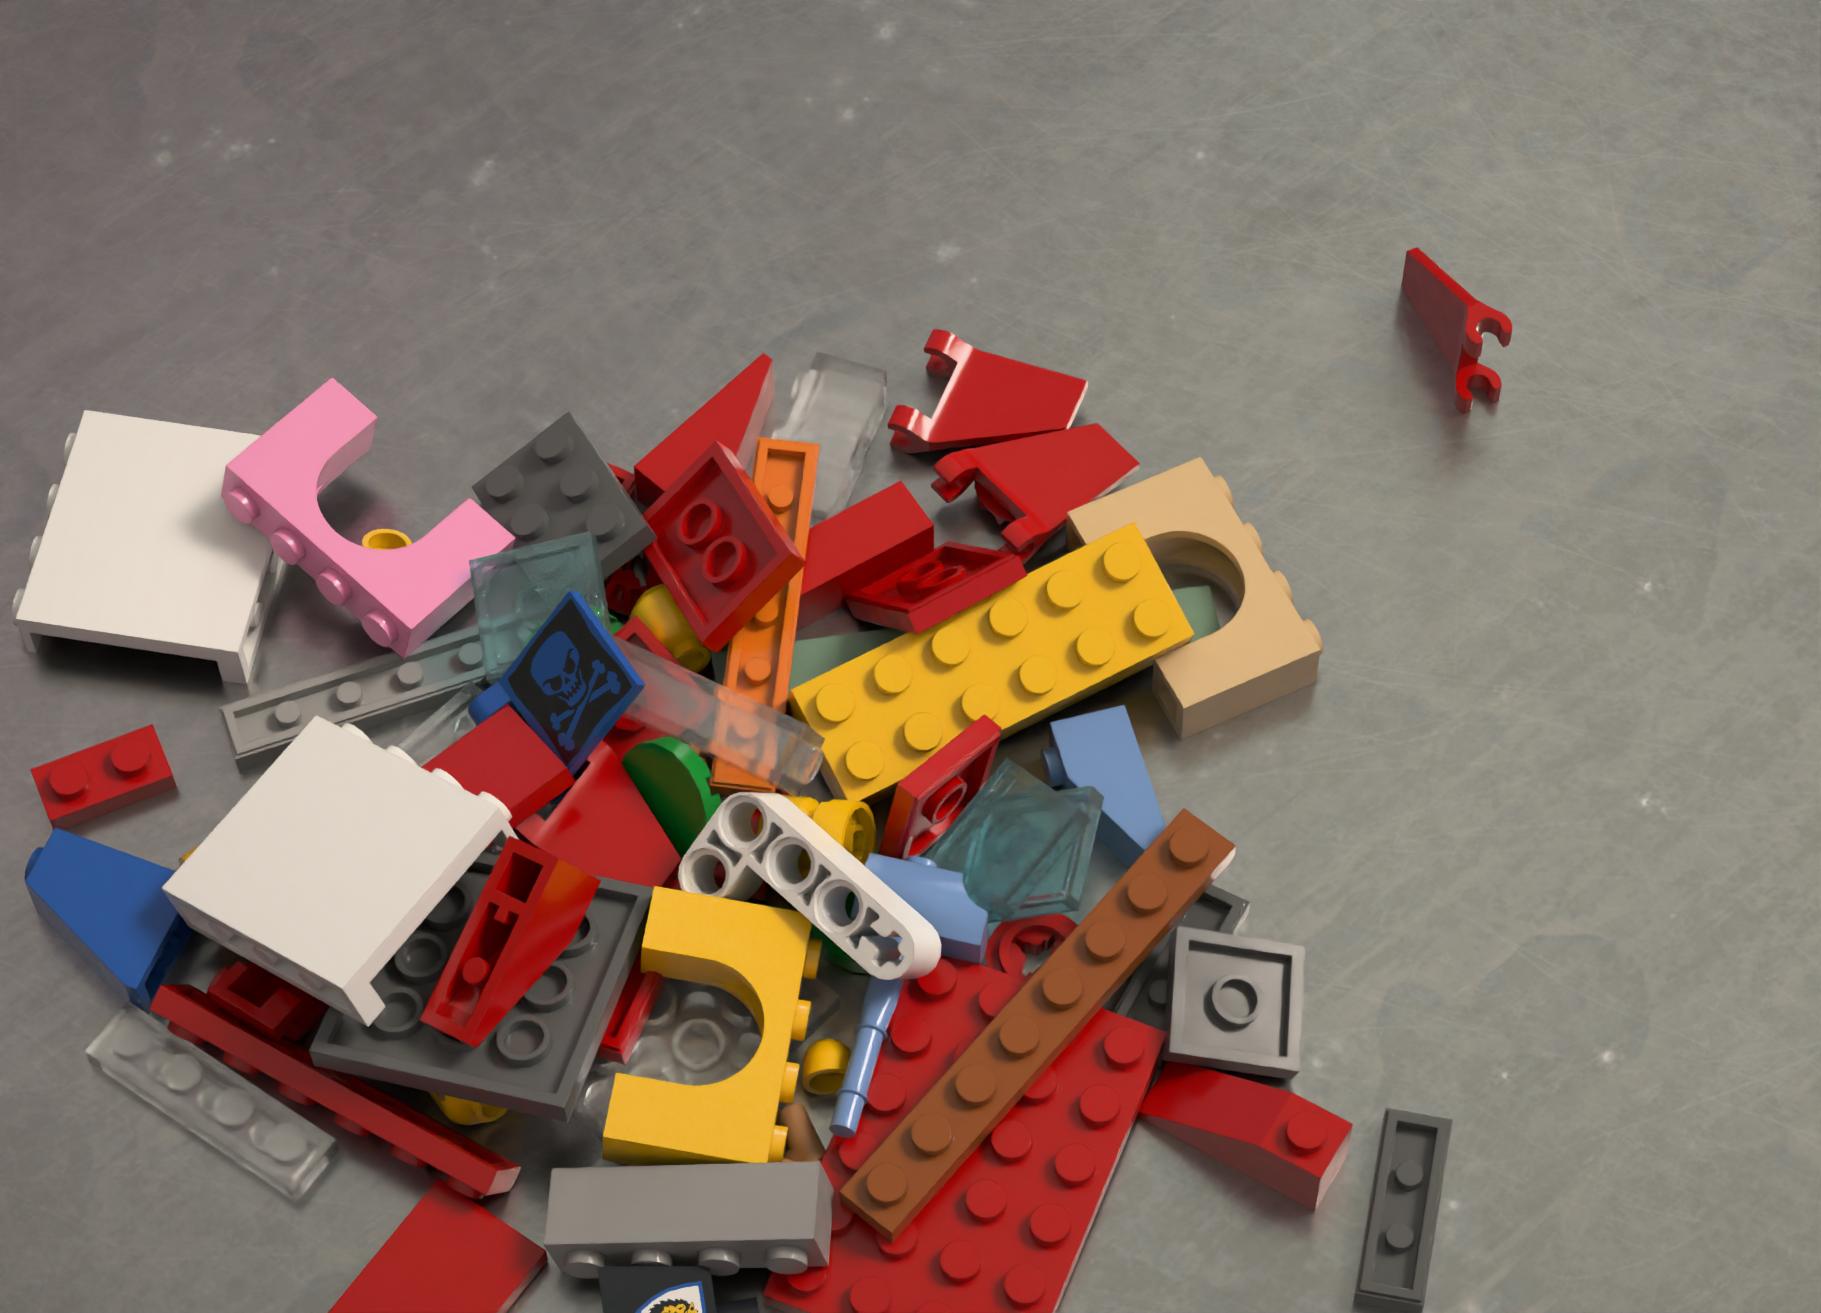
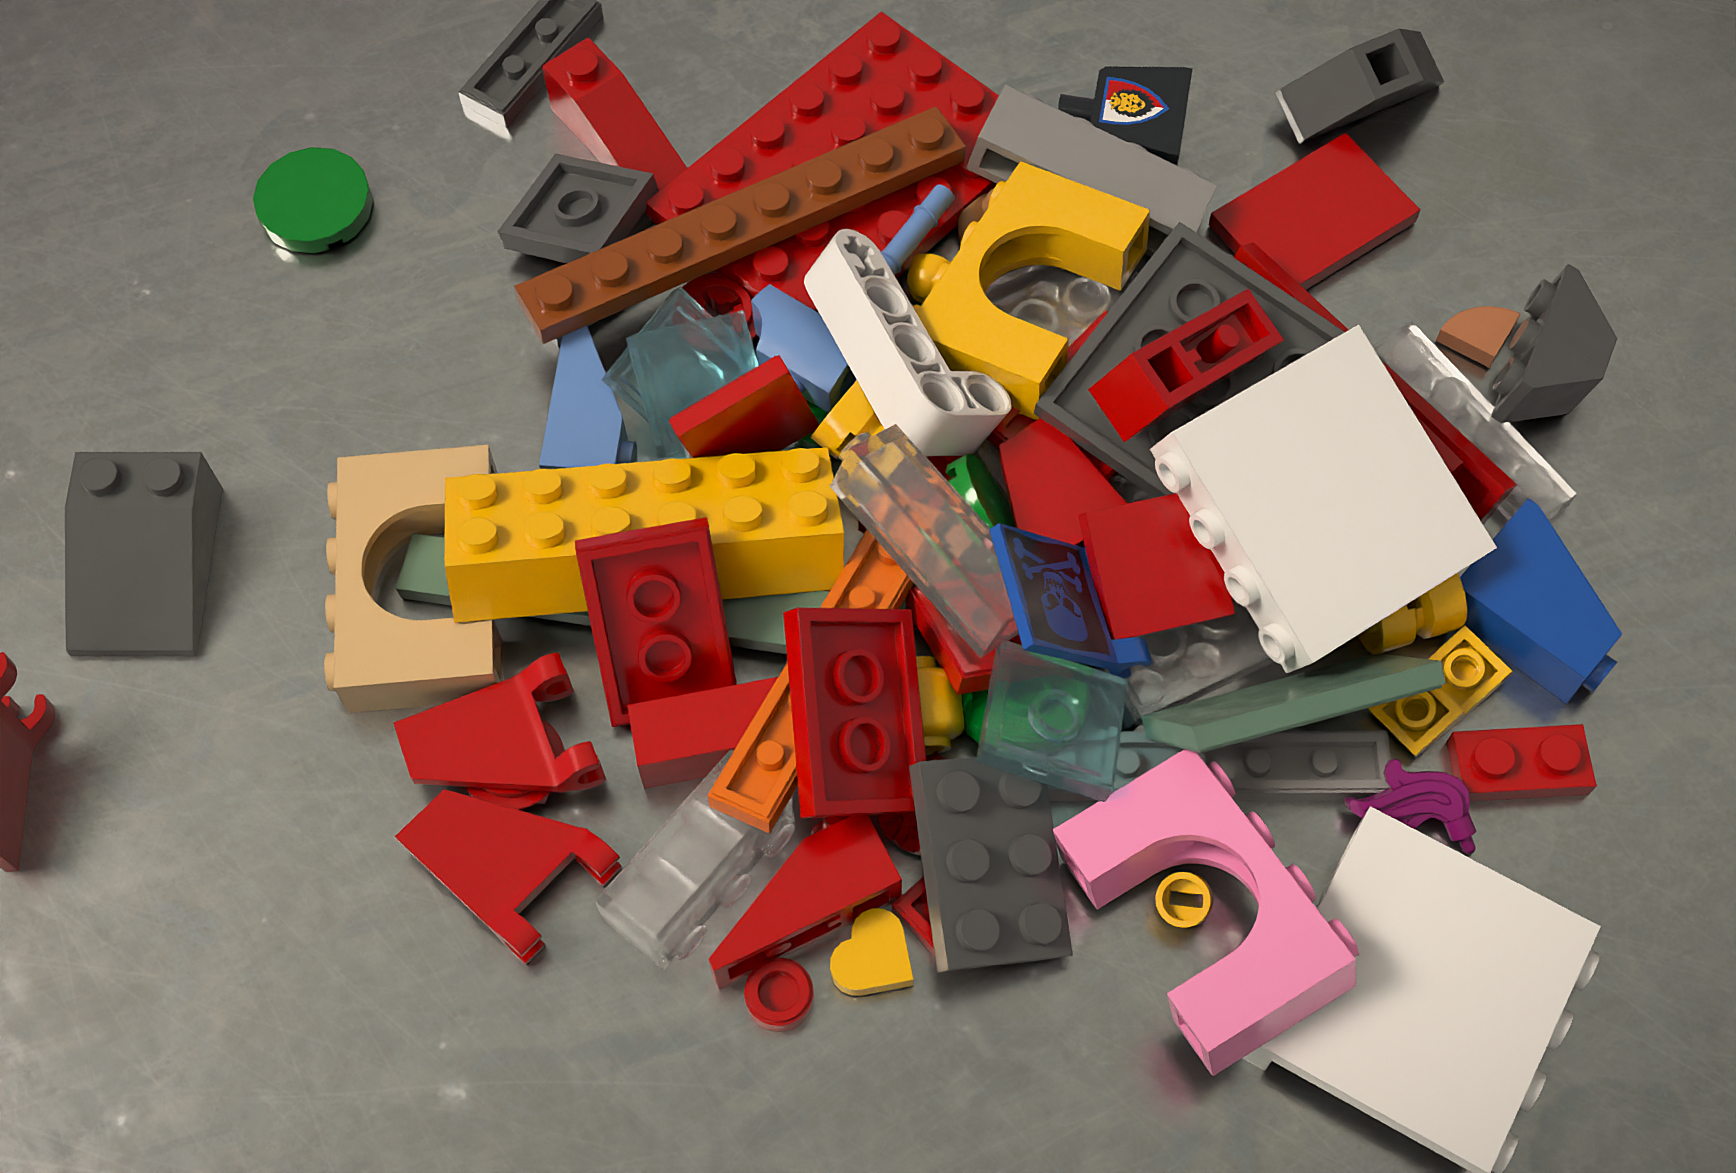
camera: 160 degrees left, 5 degrees up
(130, 1175) = (1557, 351): none -> dark grey slope
(192, 809) = (1470, 677): none -> yellow slope
(203, 699) = (1422, 796): none -> magenta piece
(214, 1213) = (1479, 332): none -> nougat tile
(370, 672) = (1292, 701): none -> sand green tile
(638, 433) = (873, 957): none -> yellow tile
(703, 382) = (779, 994): none -> red tile
(1466, 543) = (138, 552): none -> dark grey slope
(1534, 946) = (312, 199): none -> green tile

